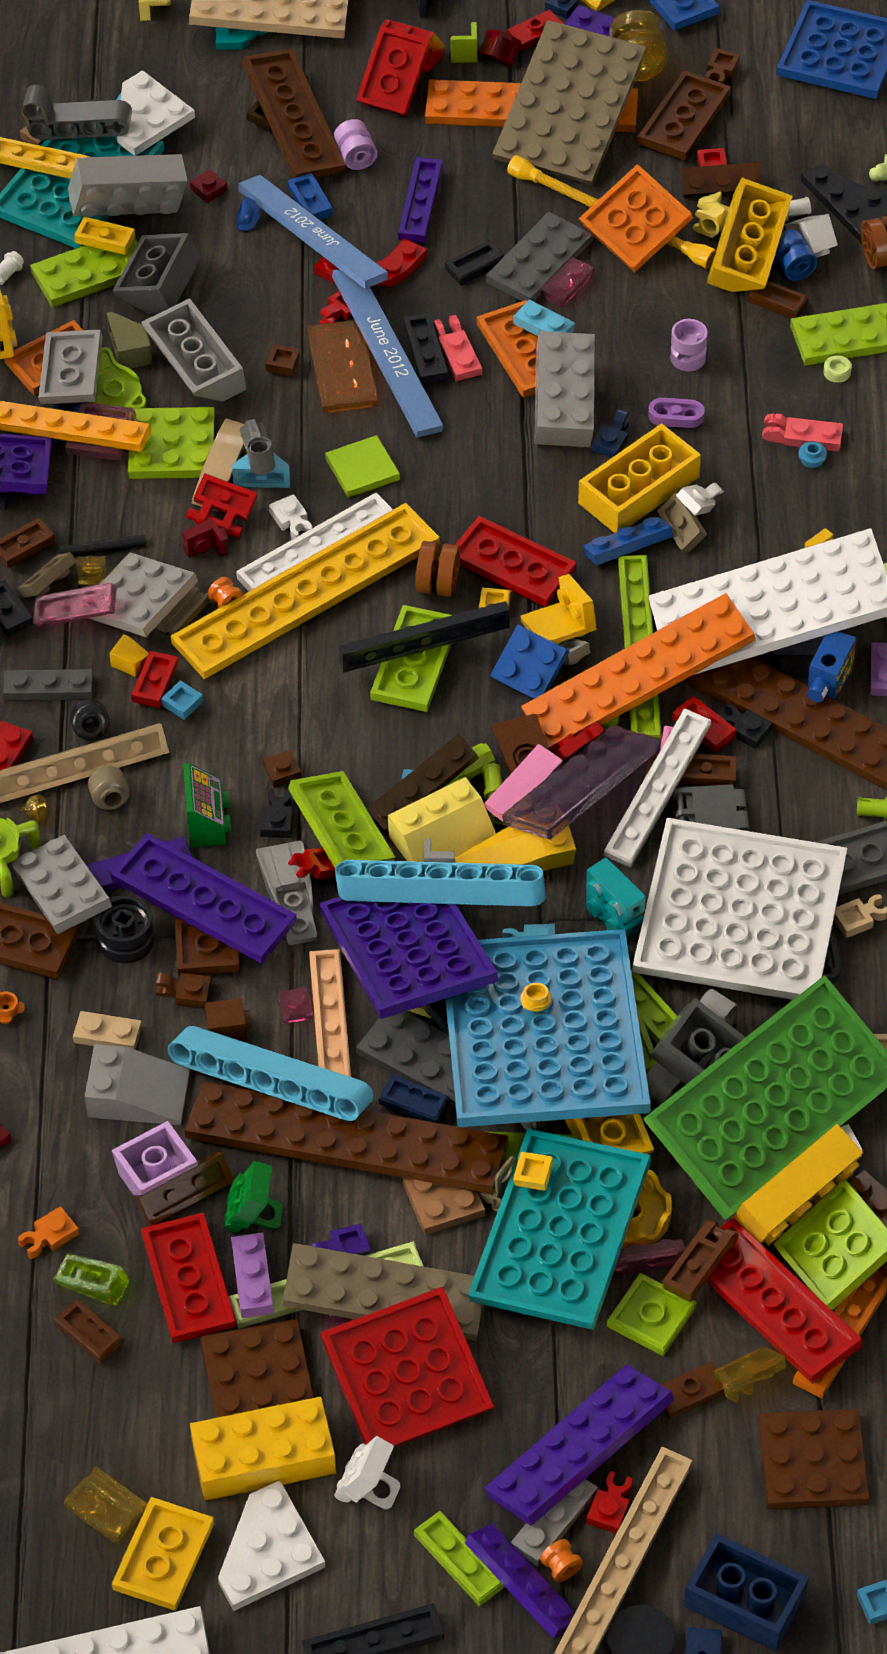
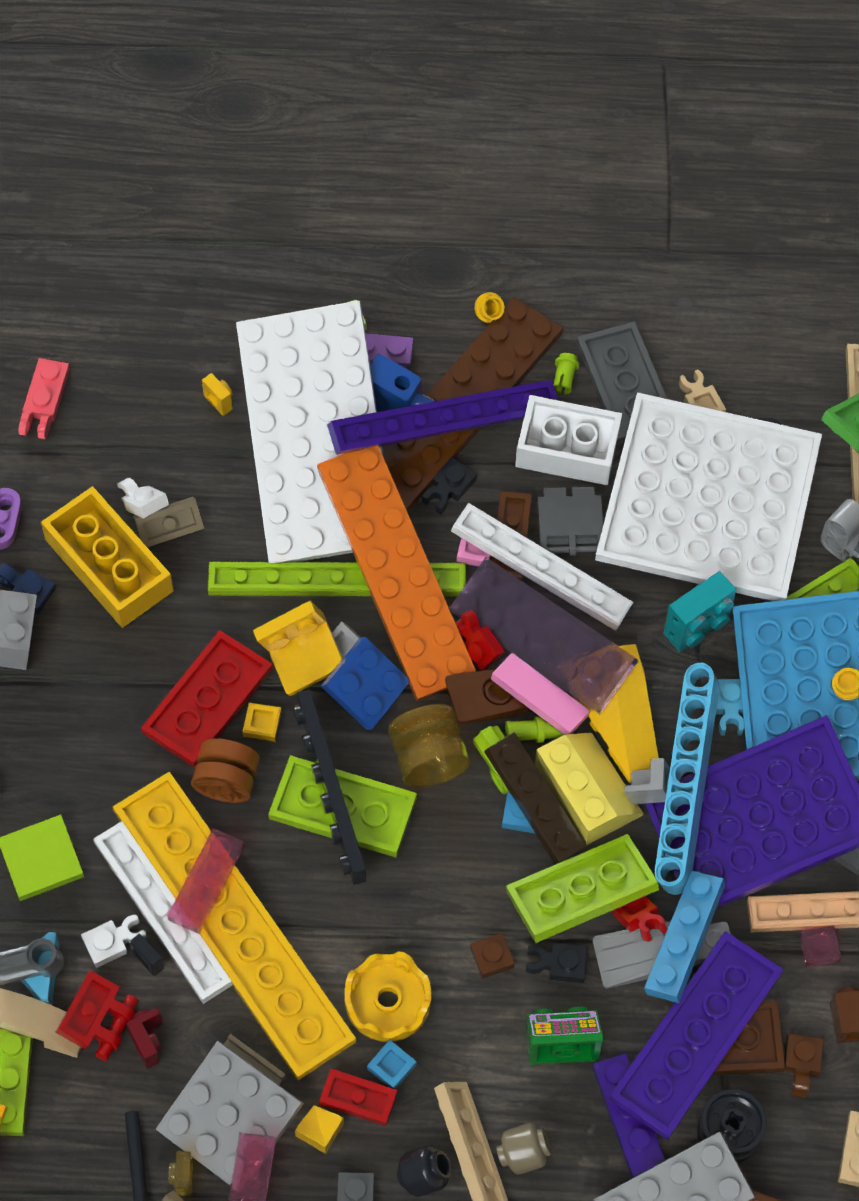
camera: 90 degrees left, 10 degrees up
(223, 591) = (235, 1013): orange wheel -> none
(236, 677) = (382, 974): none -> yellow plate
(275, 534) = (146, 955): none -> black tile
(291, 886) = (684, 936): none -> dark azure plate
(338, 563) = (205, 880): none -> clear pink plate
(462, 705) = (429, 745): none -> clear yellow wheel
(627, 540) = (188, 579): blue plate -> none
(720, 730) = (438, 526): red plate -> none
(794, 797) = (568, 440): none -> white slope
(798, 696) = (435, 417): none -> dark purple plate
(812, 454) = (79, 398): dark azure plate -> none

